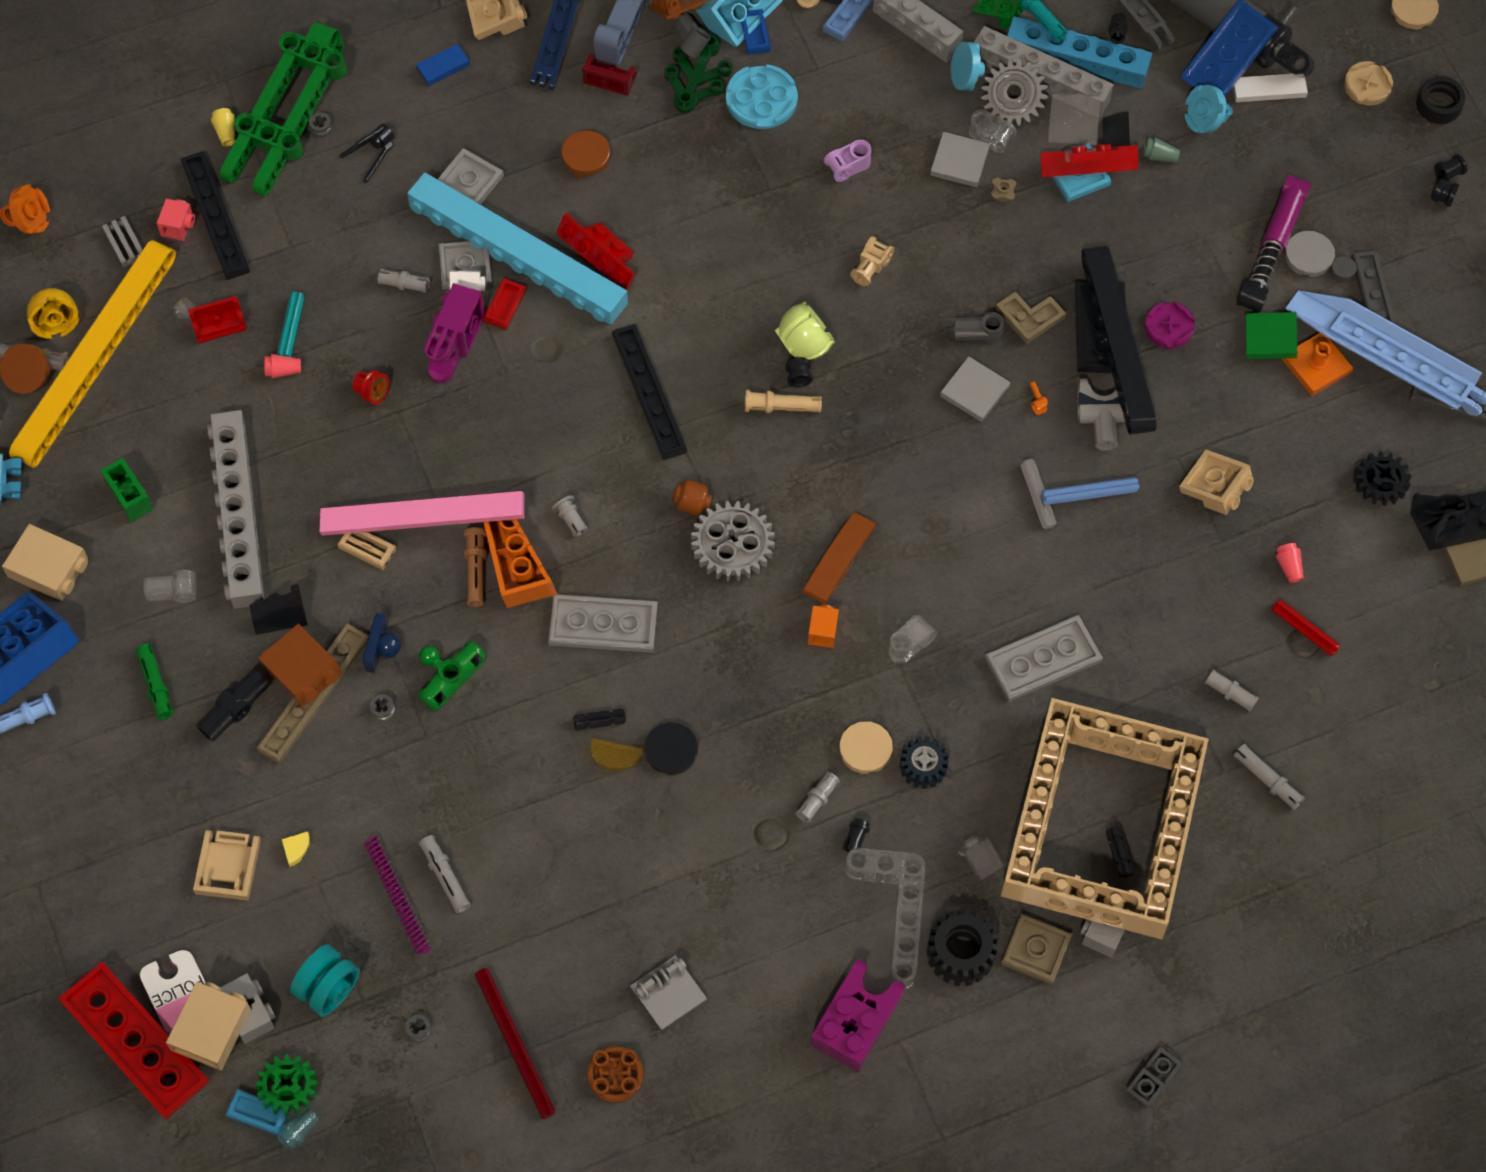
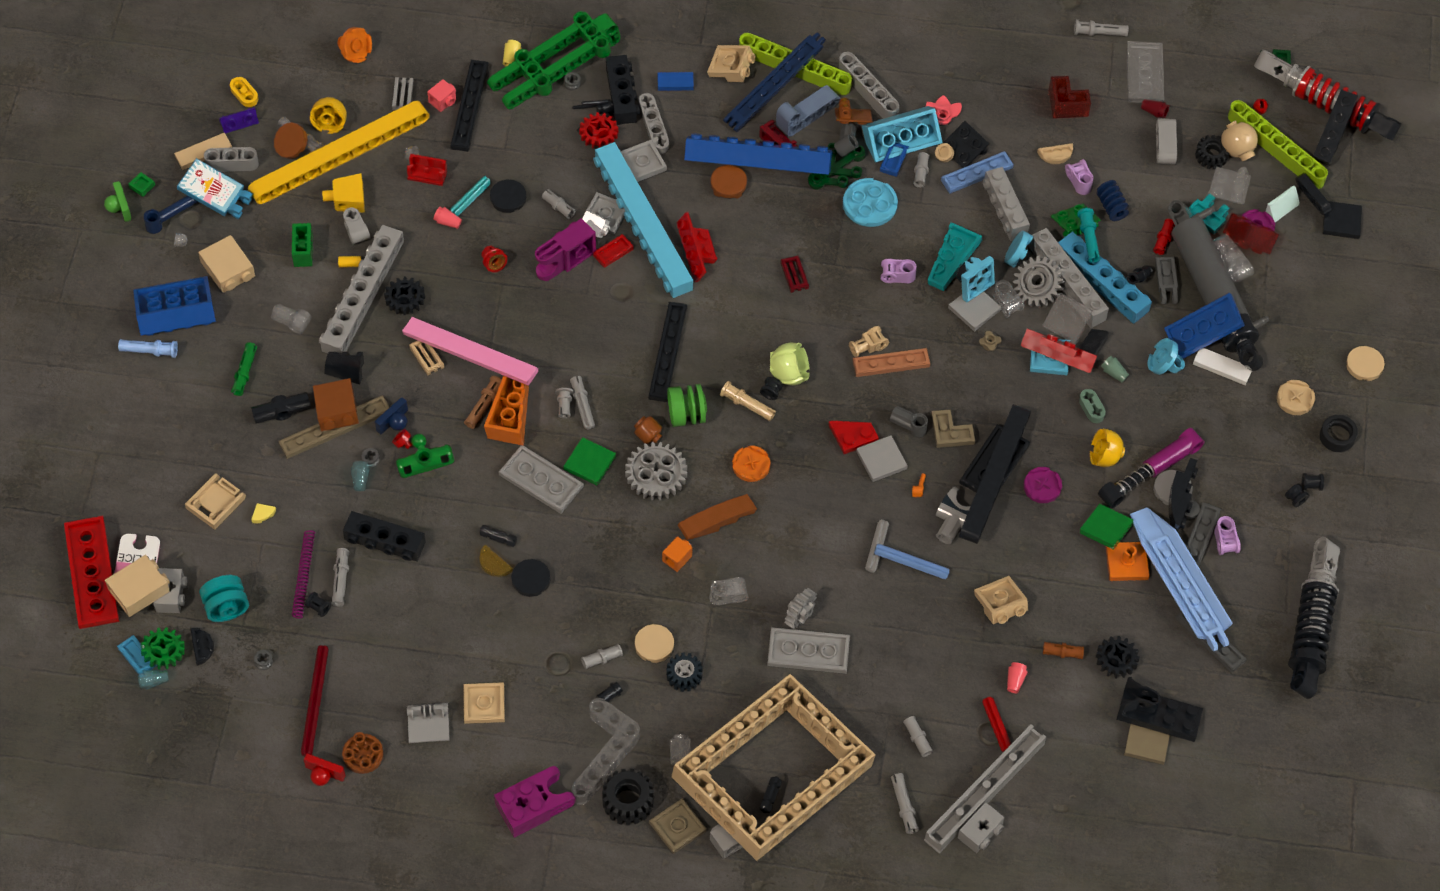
camera: 30 degrees right, 5 degrees down
(138, 399) = (346, 193): none -> yellow torso
(175, 433) = (355, 226): none -> light grey piece
(196, 480) = (349, 261): none -> yellow piece
(290, 483) = (404, 295): none -> black gear
(330, 1052) = (202, 645): none -> black tile
(335, 301) = (508, 196): none -> black tile
(384, 735) = (359, 475): none -> clear light blue cone
(393, 168) = (598, 130): none -> red gear
(406, 133) = (619, 78): none -> black brick
(407, 664) = (402, 439): none -> red tile
(440, 922) = (318, 604): none -> black bush
(452, 788) = (378, 528): none -> black brick
(453, 125) = (653, 123): none -> light grey beam
(584, 1123) = (323, 770): none -> red tile
(592, 505) = (580, 395): none -> light grey axle
(603, 103) = (758, 154): none -> blue brick
(646, 571) = (589, 461): none -> green tile
(717, 930) = (484, 703): none -> tan tile
(719, 444) = (686, 405): none -> bright green wheel
(744, 236) = (798, 286): none -> dark red tile
(795, 29) = (921, 169): none -> light grey pin
(833, 474) = (751, 463): none -> orange tile
(896, 105) = (956, 249): none -> teal wing
(910, 271) = (891, 362): none -> nougat tile
(924, 379) = (852, 434): none -> red wing
(945, 121) = (976, 277): none -> medium azure piece
(1009, 614) = (800, 608): none -> light grey gear
(1162, 206) = (1090, 407): none -> sand green beam
(1213, 246) = (1107, 448): none -> yellow cylinder
(1319, 503) = (1063, 650): none -> dark orange pin
(1328, 261) = (1180, 497): none -> black slope
(1344, 711) = (984, 788): none -> light grey tile
(1368, 743) = (986, 818): none -> light grey brick
(1405, 281) = (1226, 539): none -> lavender piece

